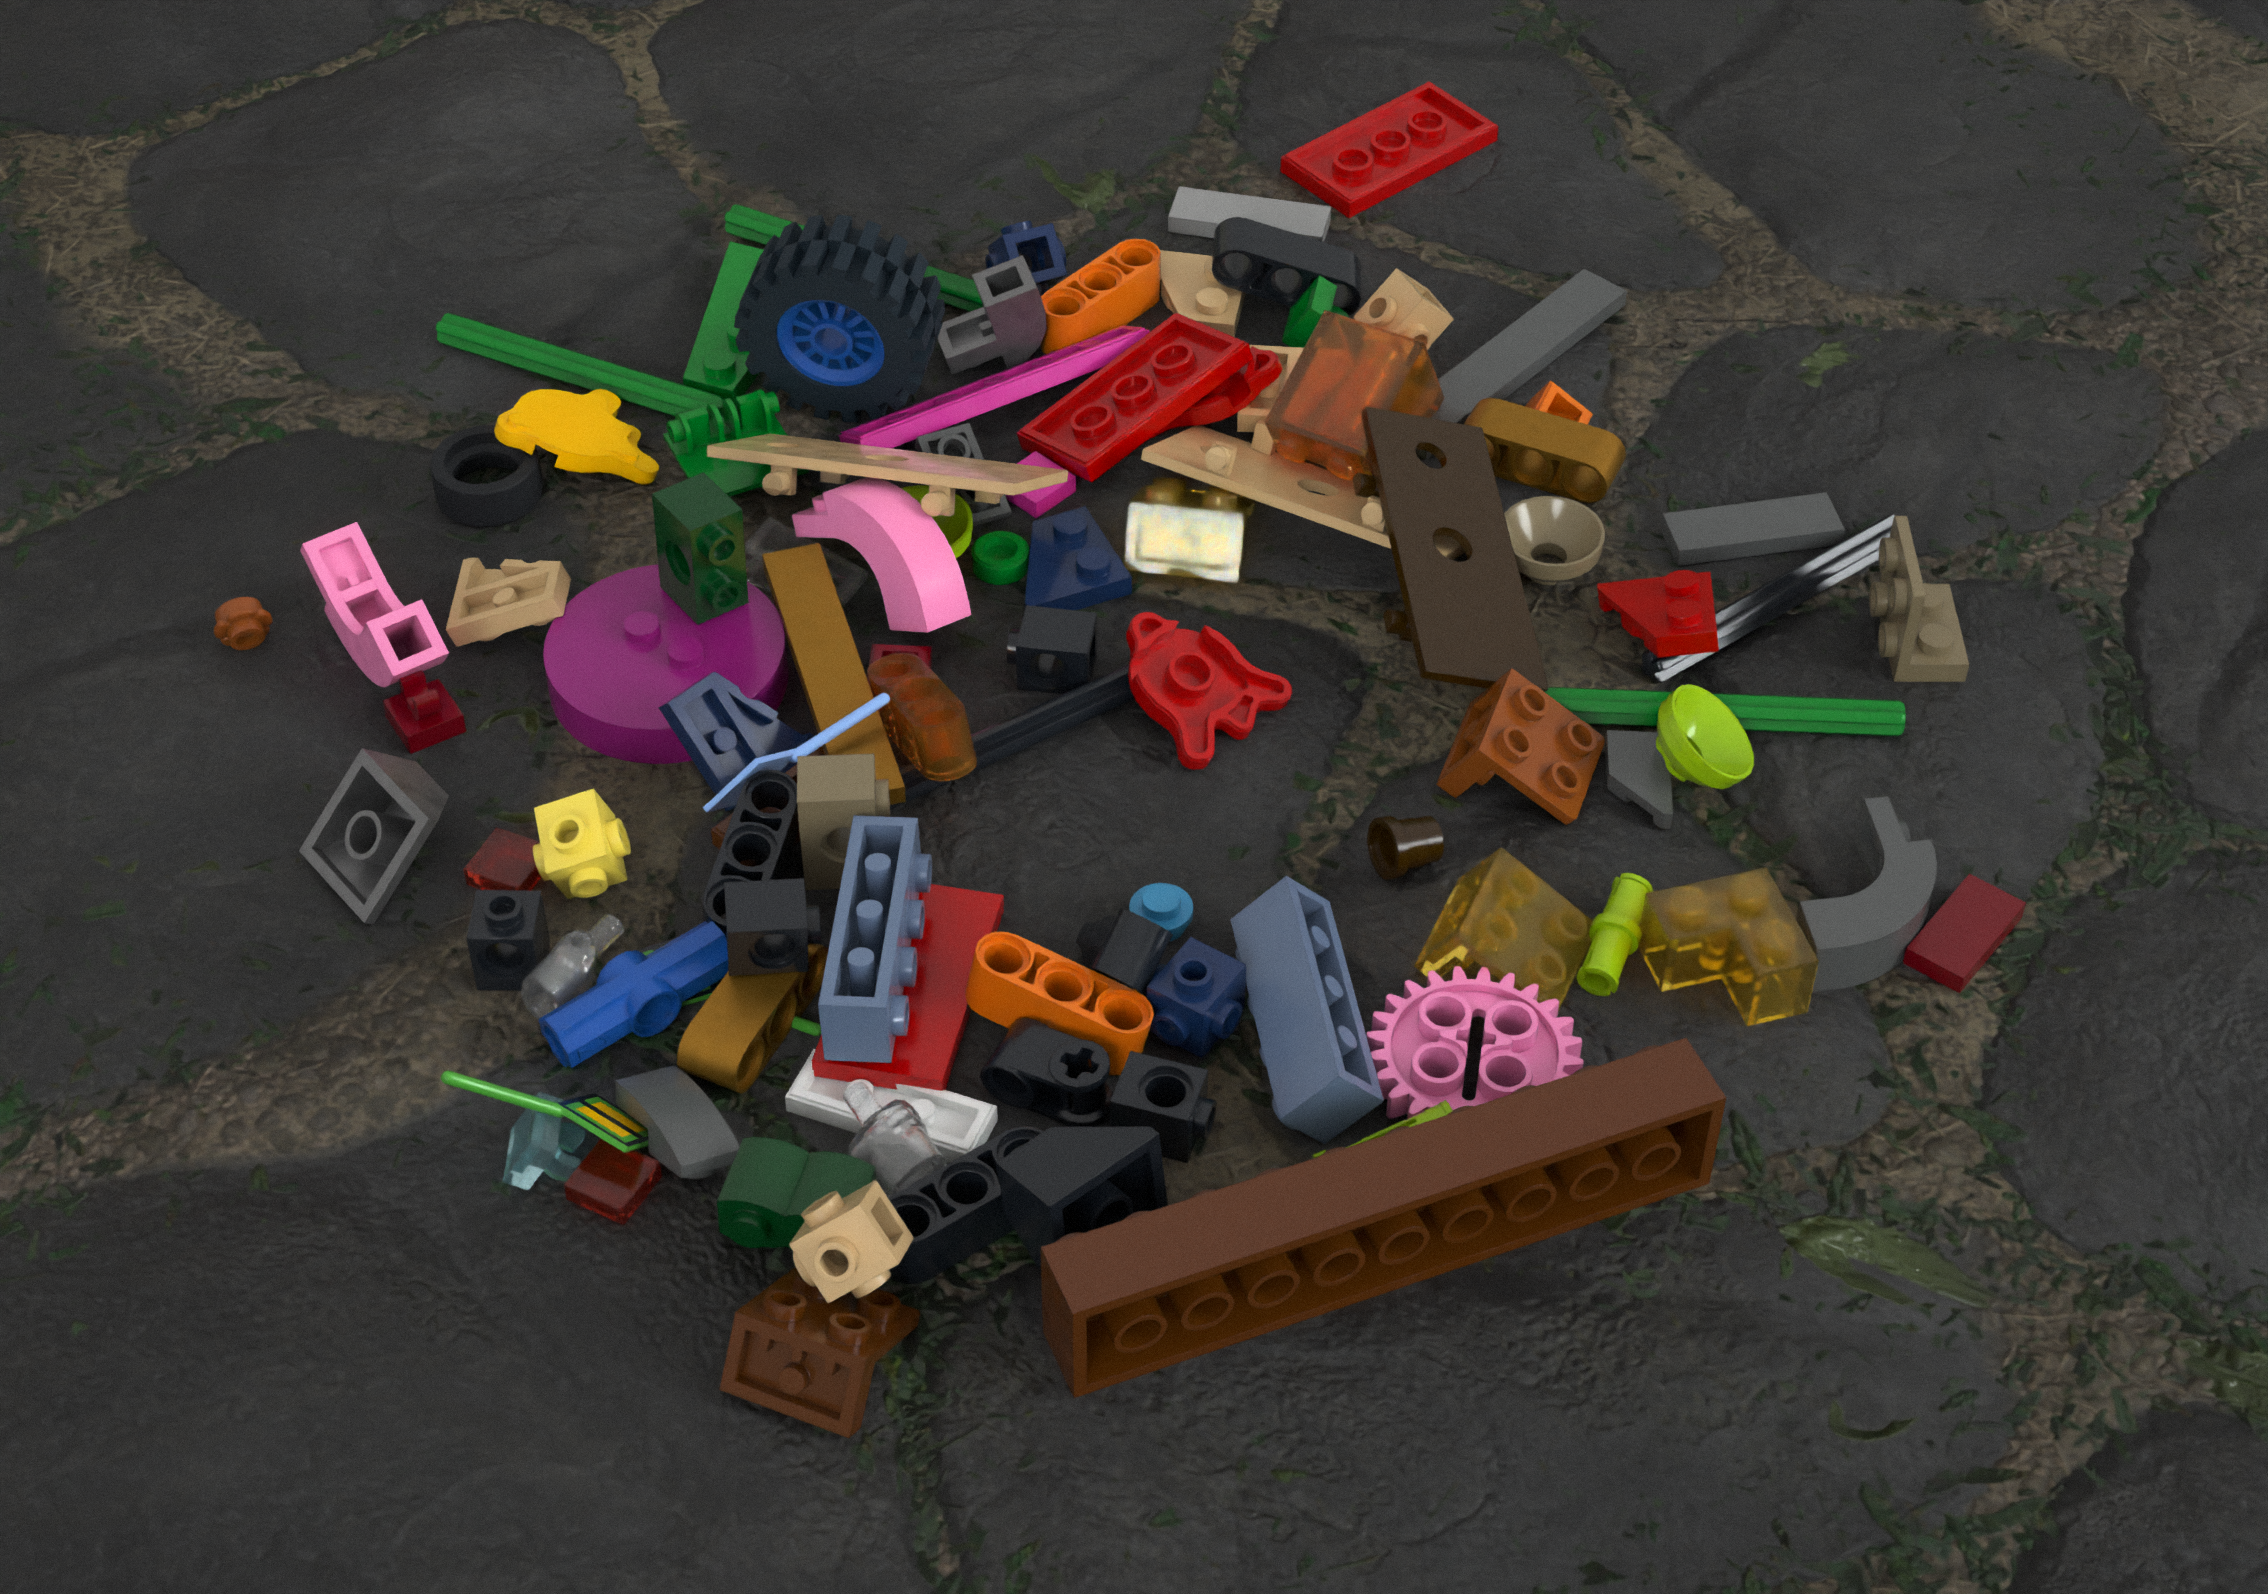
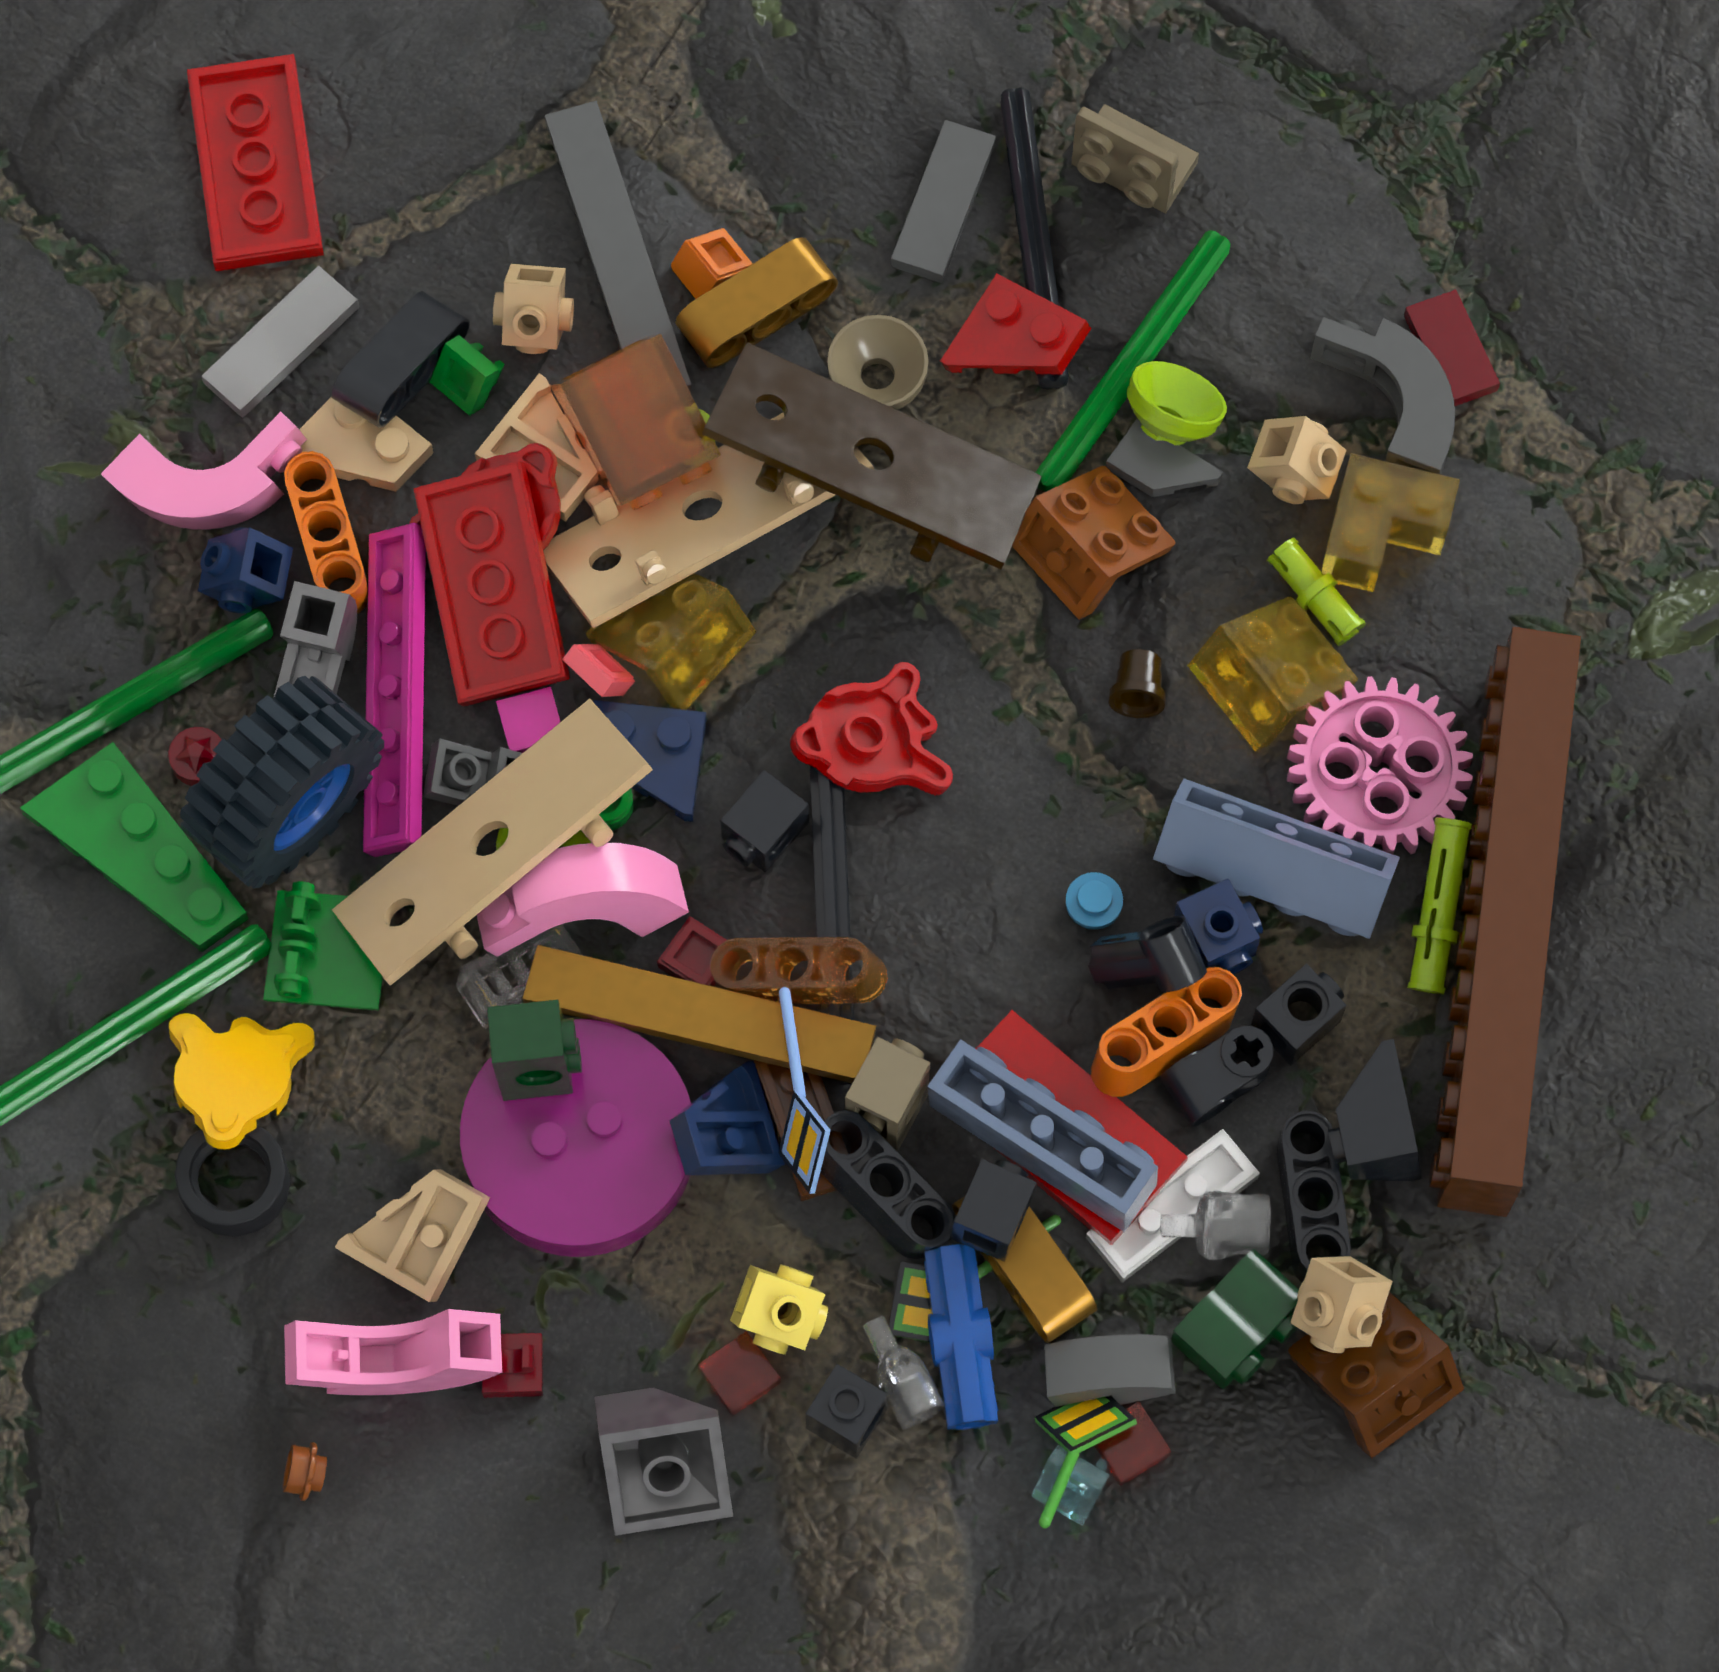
camera: 60 degrees left, 25 degrees up
(1088, 226) = (208, 496): none -> bright pink arch
(1110, 492) = (599, 669): none -> coral tile
(1729, 842) = (1297, 459): none -> tan brick

